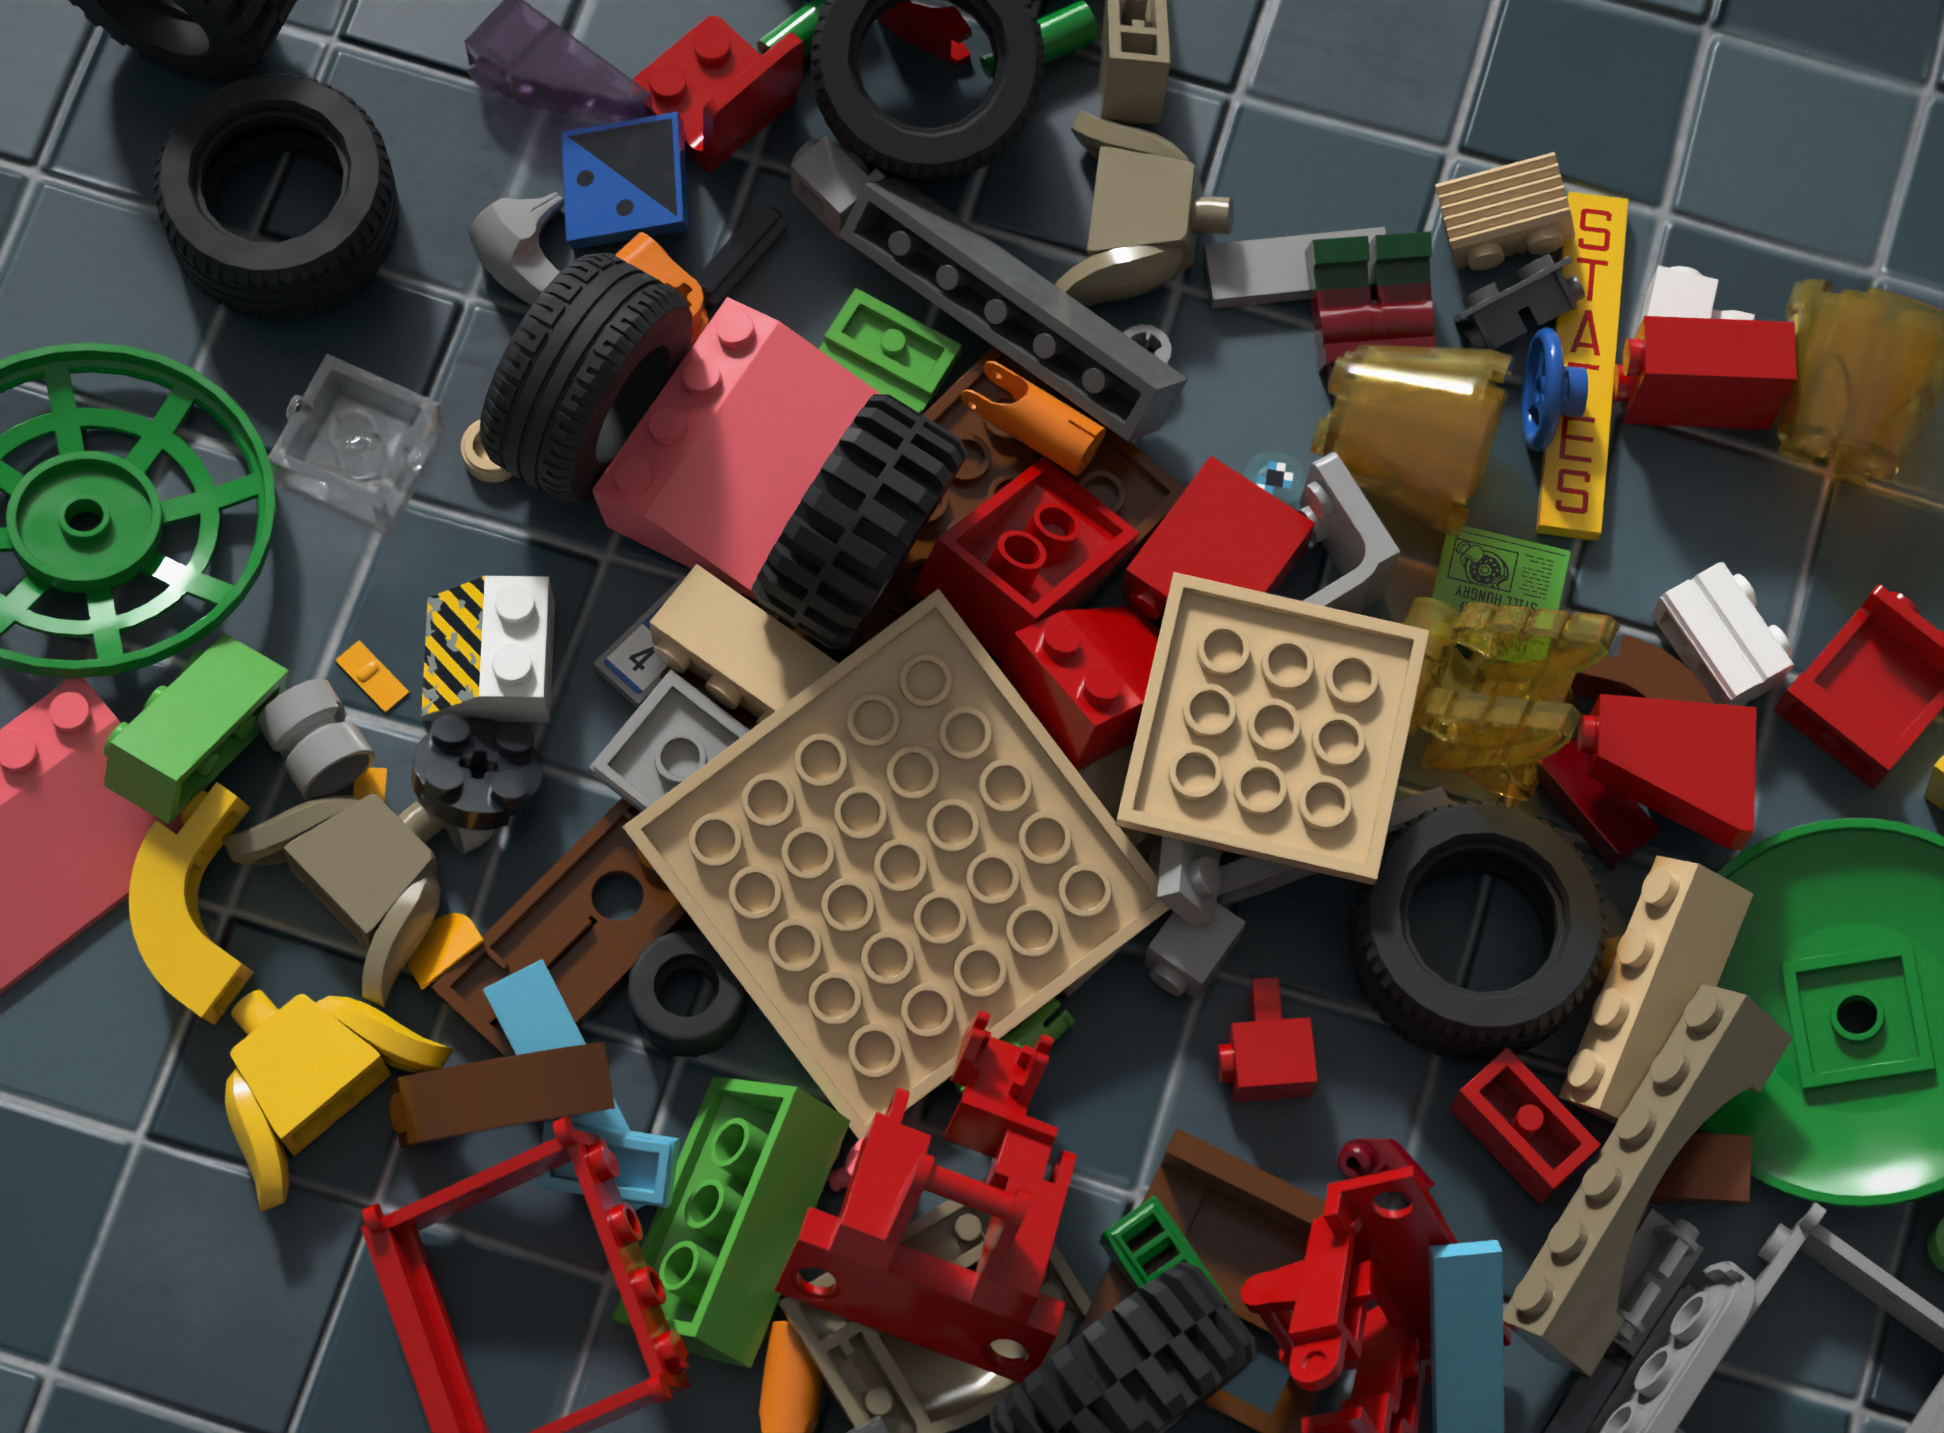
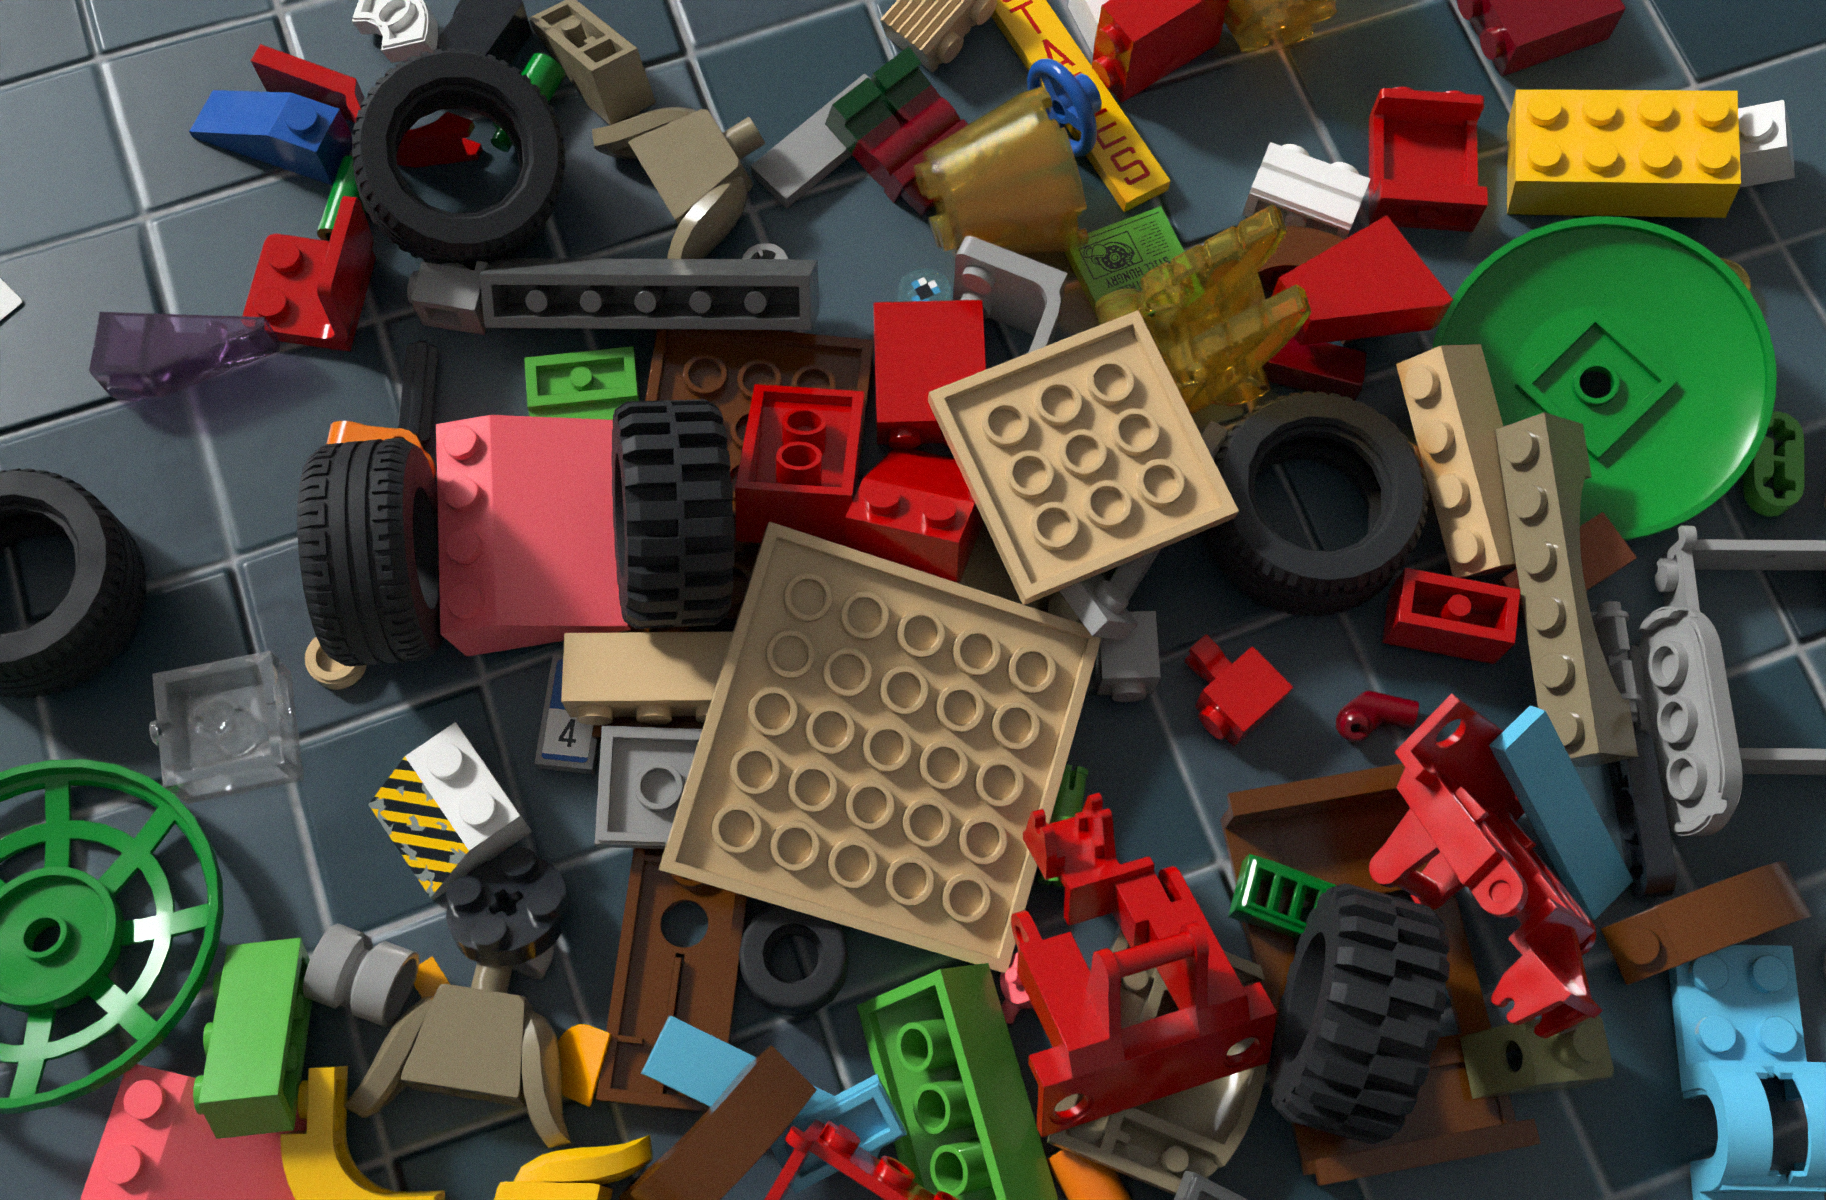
camera: 35 degrees left, 0 degrees up
(372, 676) = (368, 894): light orange piece -> none
(509, 247) = (238, 502): light grey animal -> none
(625, 180) = (290, 395): blue tile -> none
(1038, 420) = (730, 359): orange piece -> none
(1540, 290) = (1006, 44): dark grey hinge -> none

